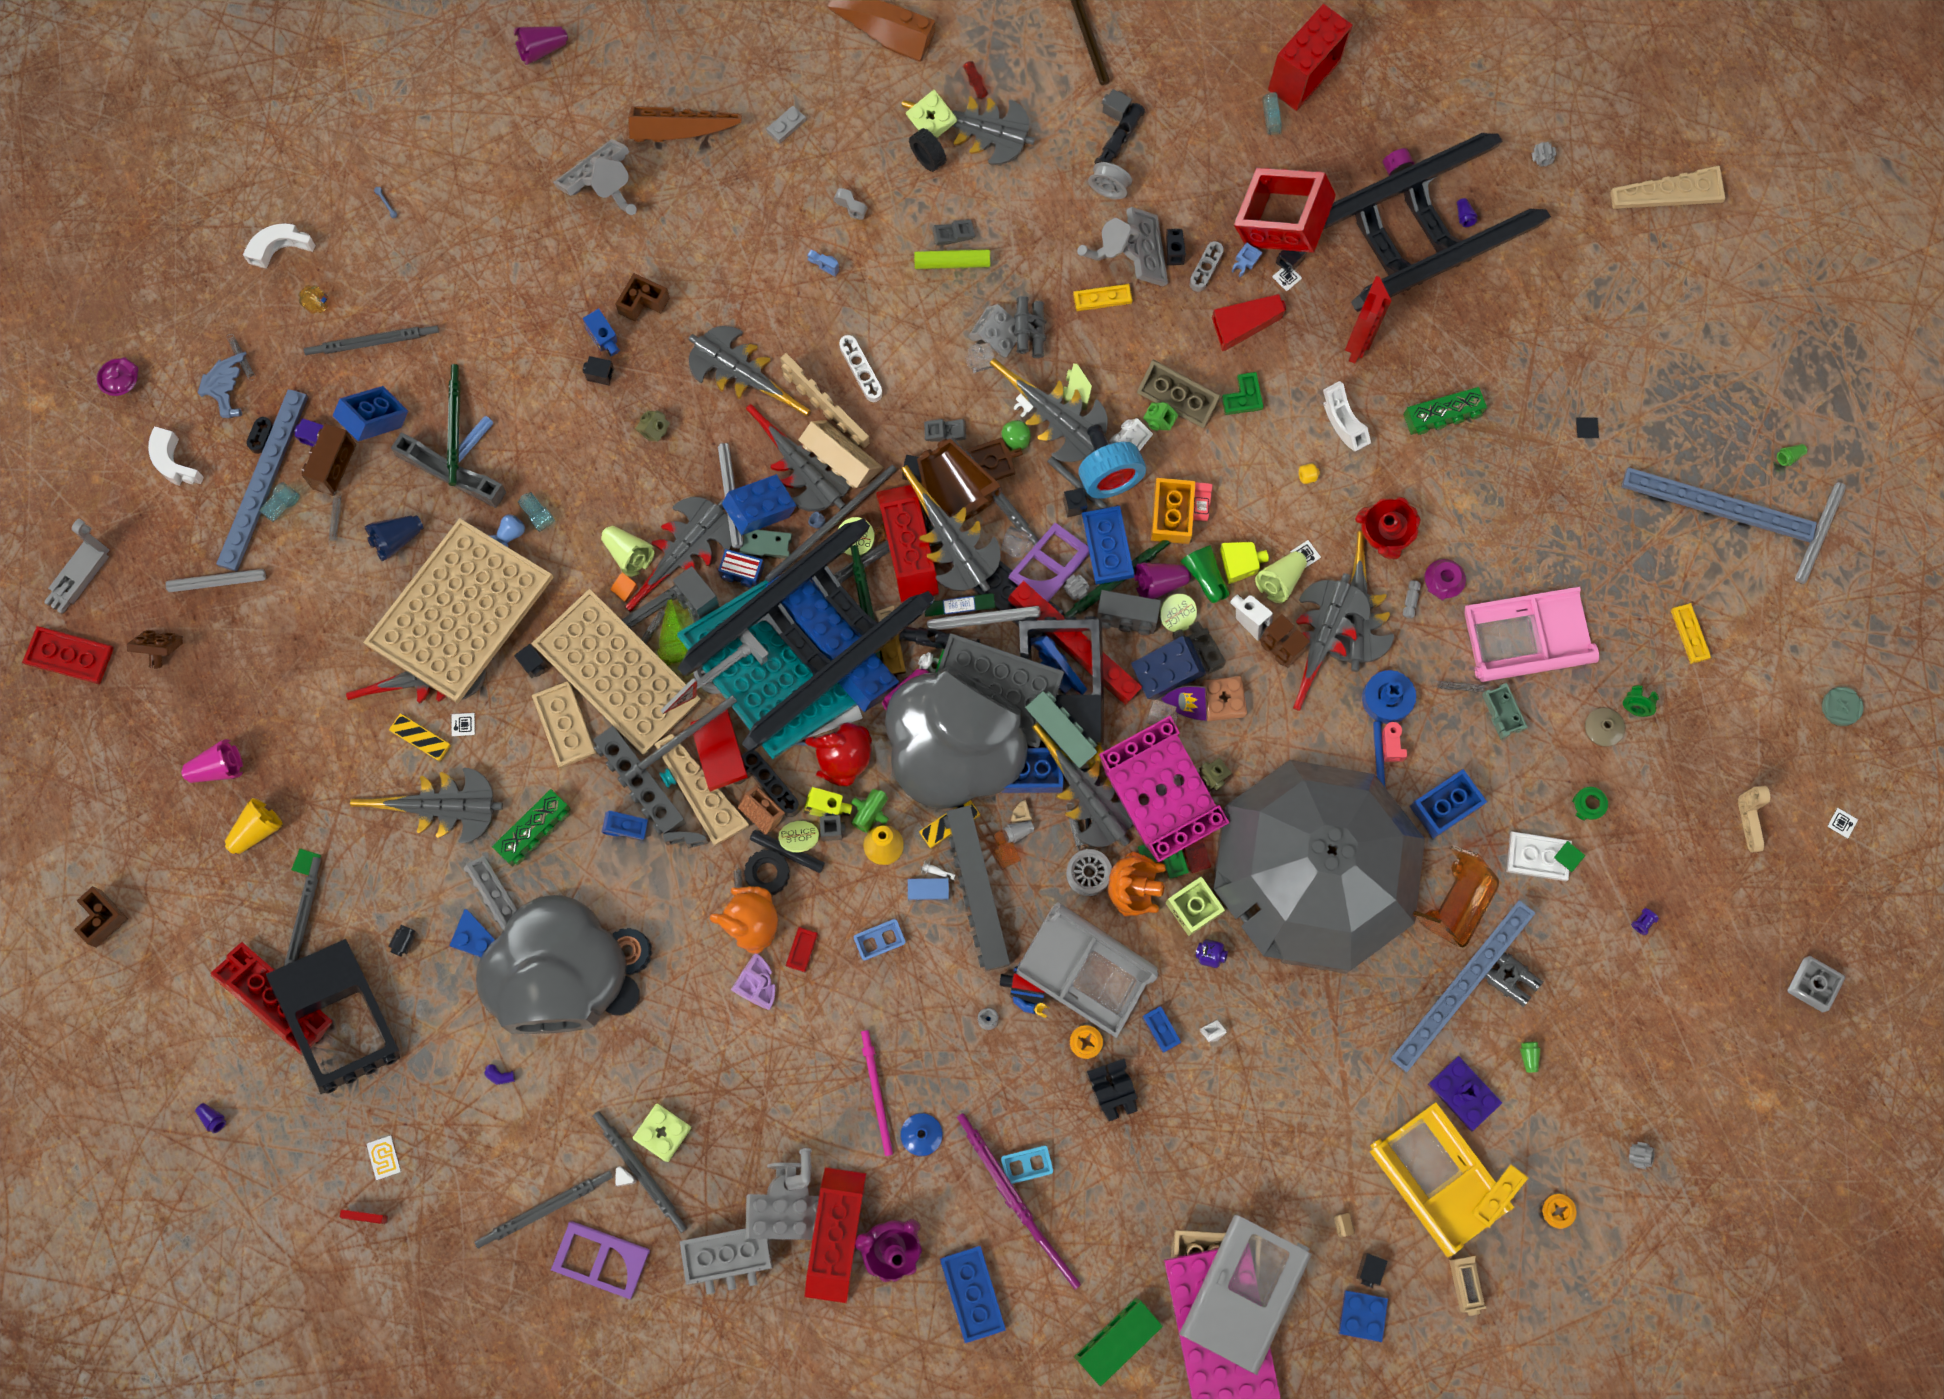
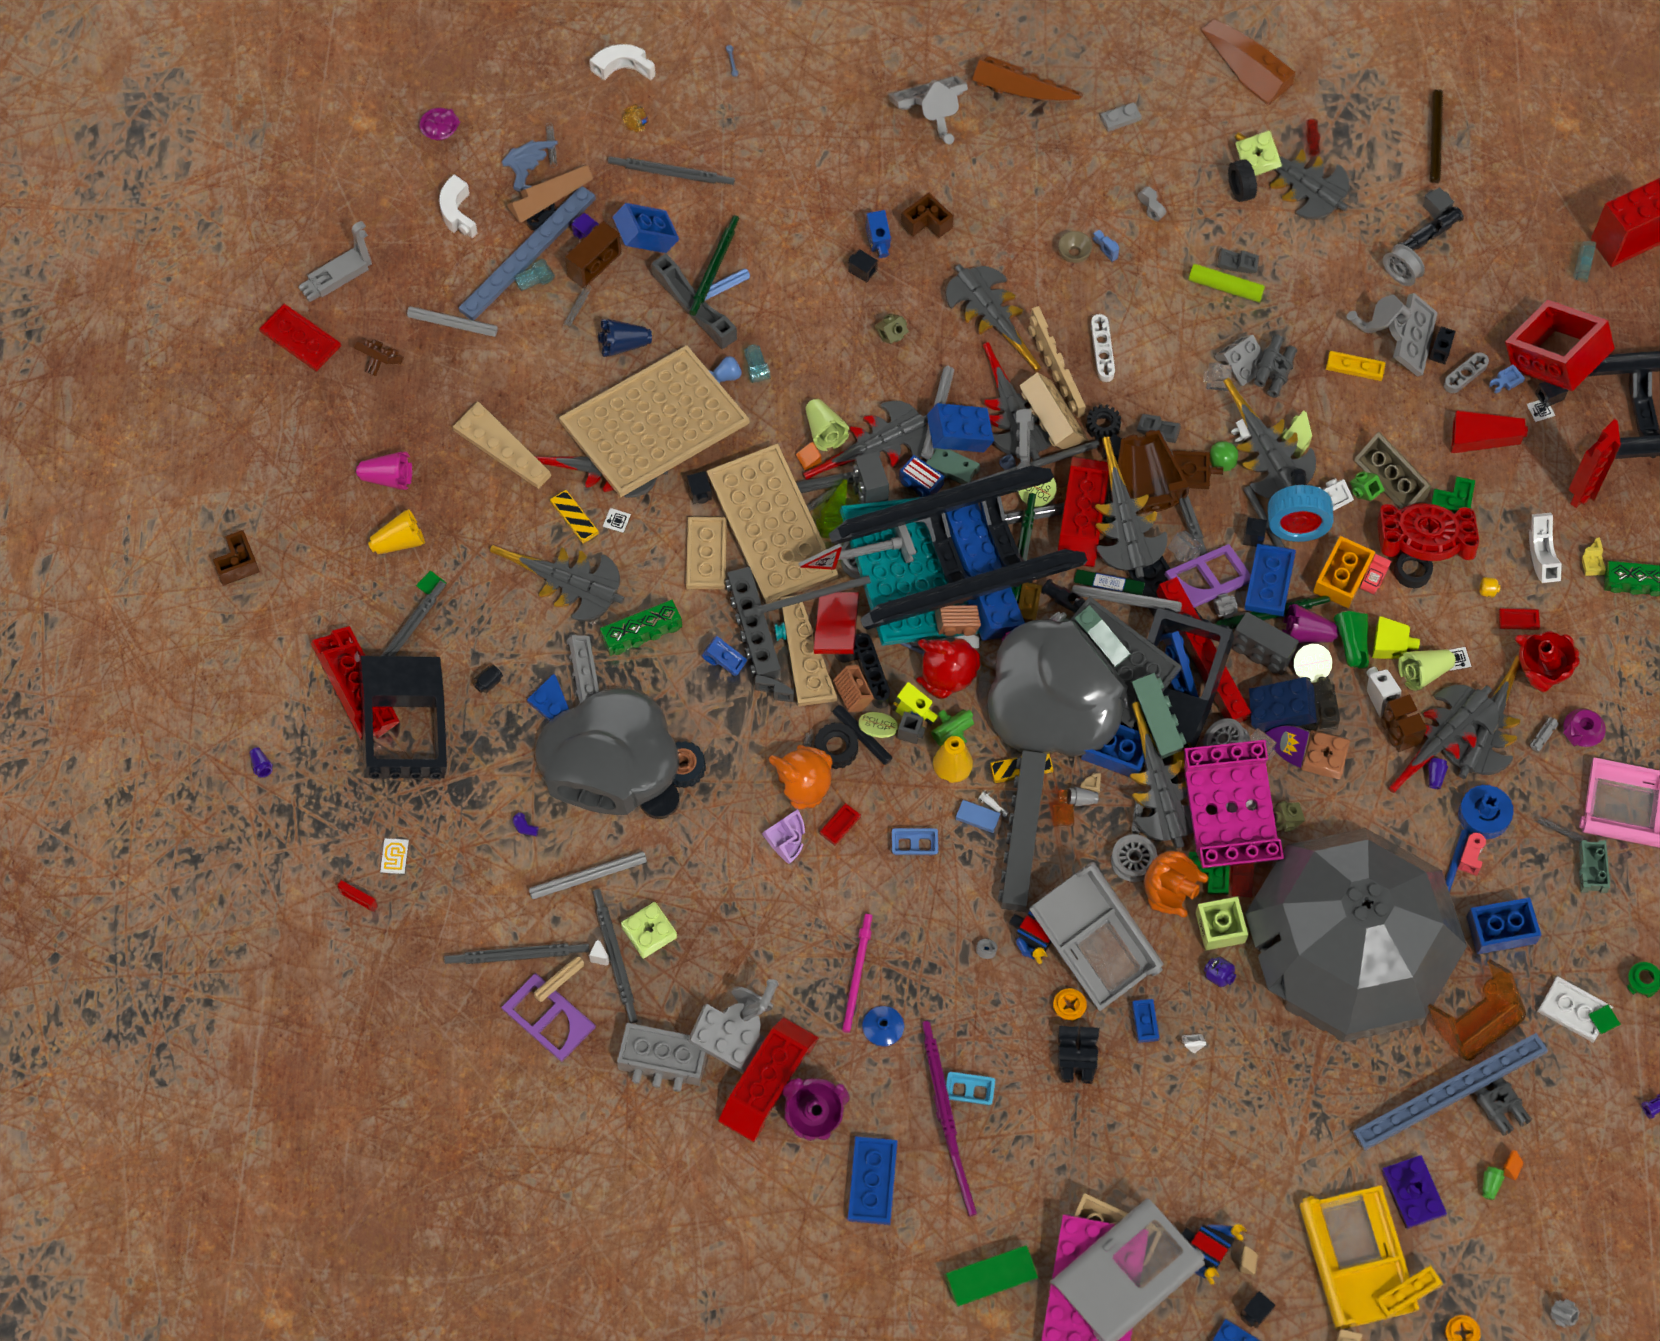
camera: 25 degrees right, 10 degrees down
(257, 409) = (548, 192): none -> medium nougat wedge
(304, 687) = (494, 439): none -> tan wing
(579, 1101) = (587, 875): none -> light grey axle
(595, 1219) = (558, 979): none -> tan axle
(792, 268) = (1078, 241): none -> dark tan piece
(819, 476) = (1025, 423): none -> light grey plate
(835, 703) = (958, 620): none -> nougat brick
(895, 455) = (1105, 413): none -> black tyre
(978, 670) = (1102, 636): none -> slope
(1119, 726) = (1225, 732): none -> light grey wheel
(1215, 443) = (1428, 532): none -> red piece
(1237, 468) = (1408, 581): none -> black tyre
(1306, 1227) = (1214, 1244): none -> torso
(1331, 676) = (1437, 772): none -> dark purple cone
(1346, 493) = (1519, 619): none -> red tile
(1390, 410) = (1592, 559): none -> light yellow slope
(1541, 1031) = (1513, 1165): none -> orange slope

